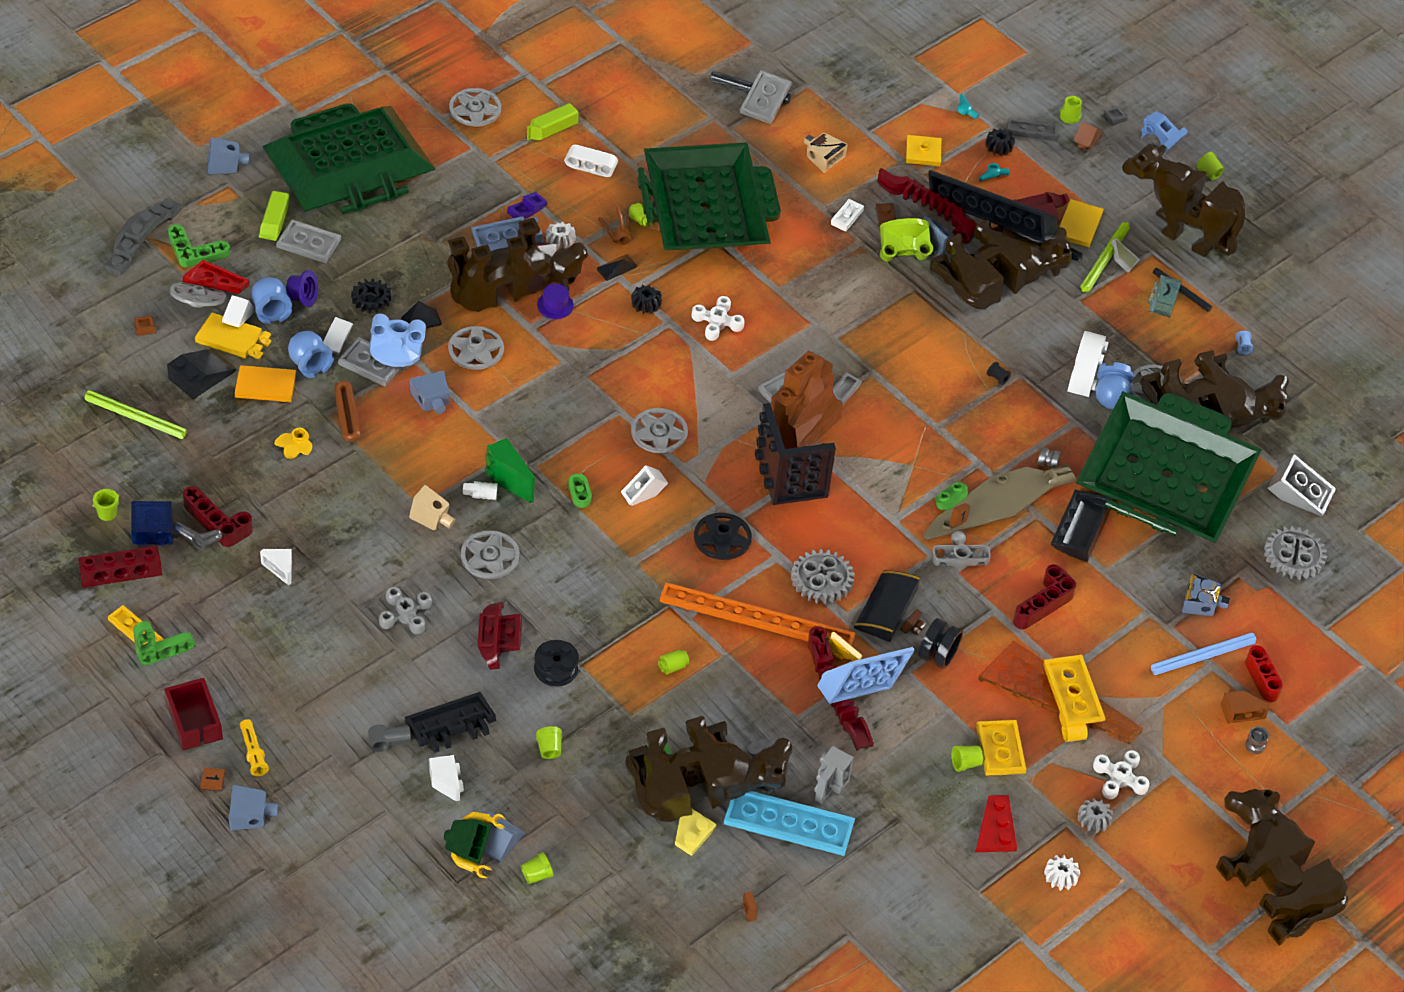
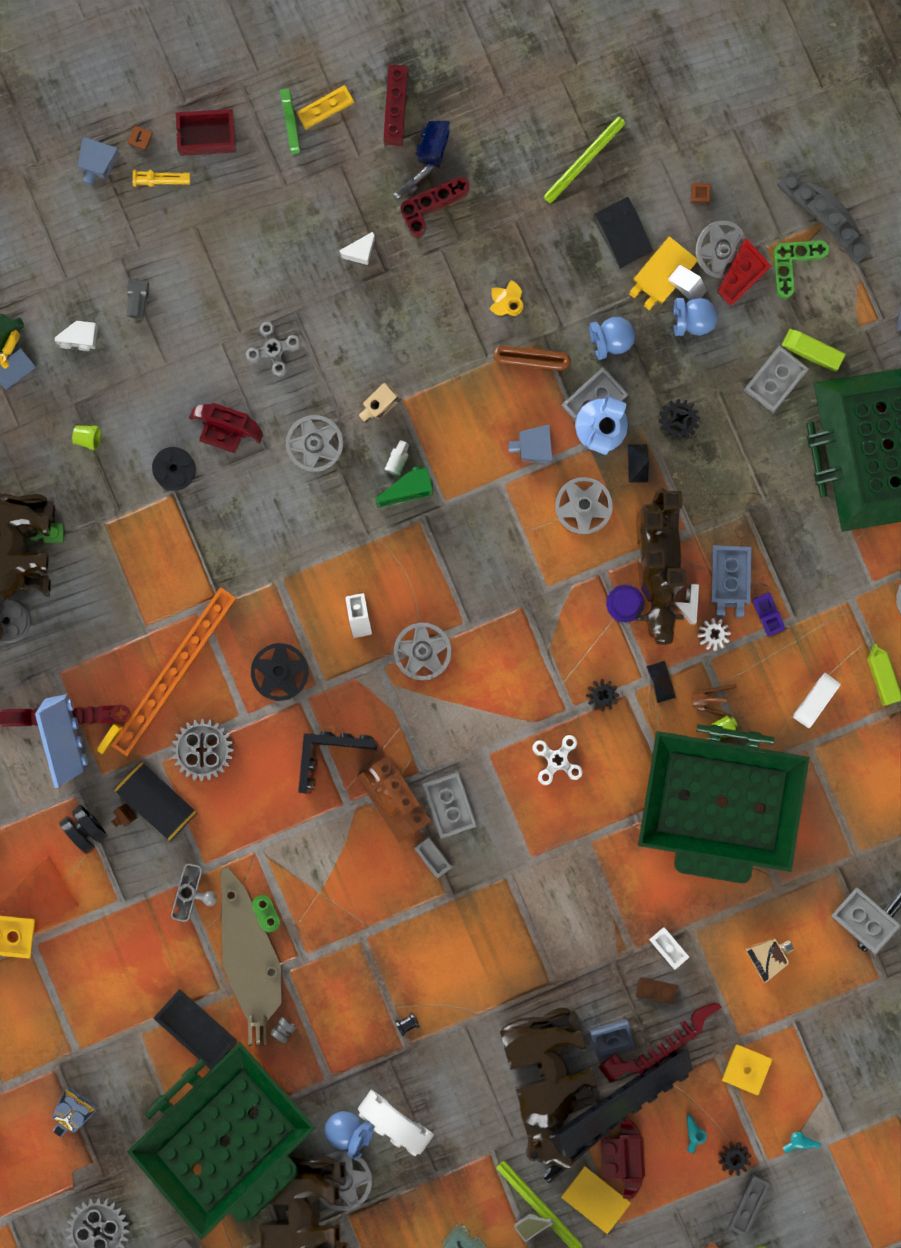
camera: 115 degrees right, 35 degrees up
(106, 504) = (472, 106): lime piece -> none
(265, 383) = (592, 290): light orange tile -> none
(303, 288) = (701, 353): dark purple piece -> none
(337, 335) = (634, 373): white slope -> none
(454, 717) = (141, 355): black hinge -> none
(580, 494) = (372, 552): bright green plate -> none
(673, 661) = (144, 576): lime brick -> none
(905, 238) = (610, 993): lime piece -> none
(959, 514) = (230, 907): dark orange tile -> none
(1058, 592) = (114, 950): dark red beam -> none
(1203, 653) = (11, 1084): light blue axle -> none

